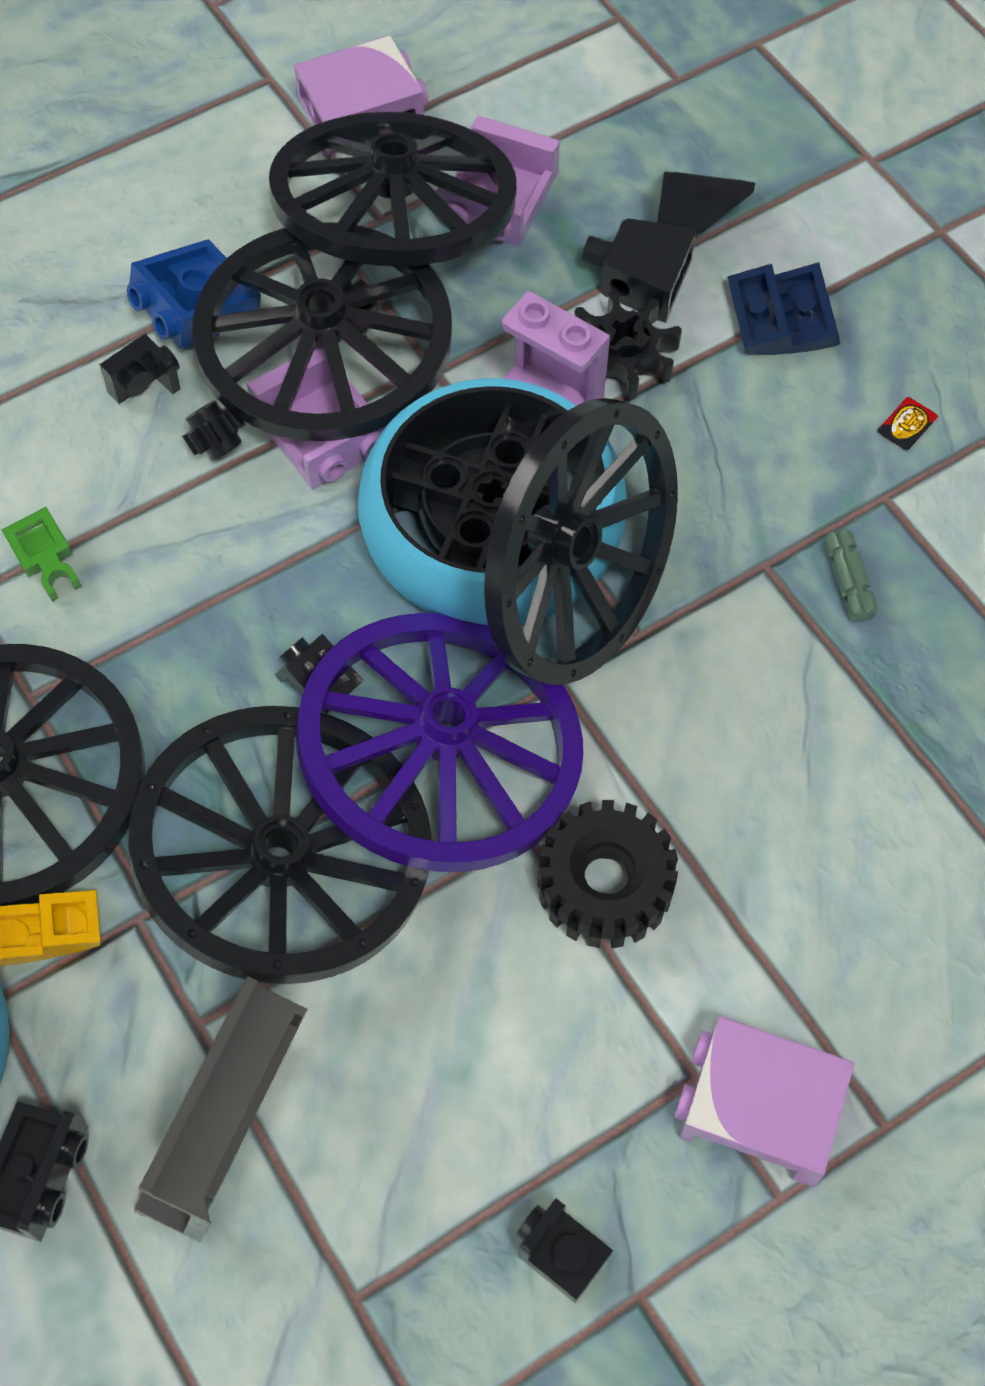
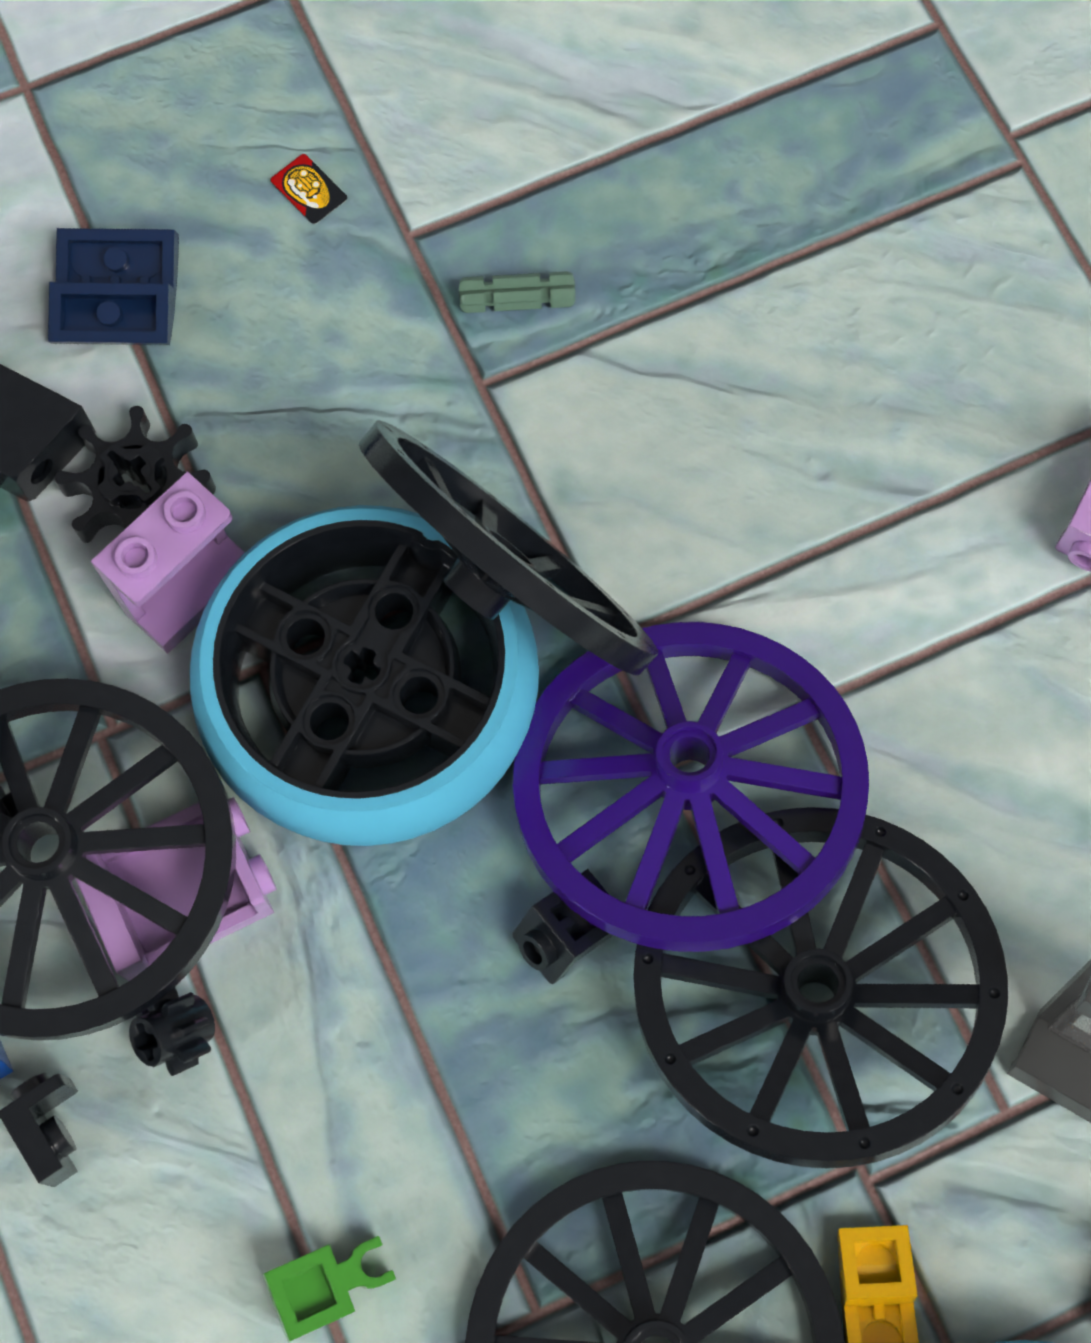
camera: 80 degrees left, 10 degrees up
(614, 837) = (887, 578): black tyre -> none

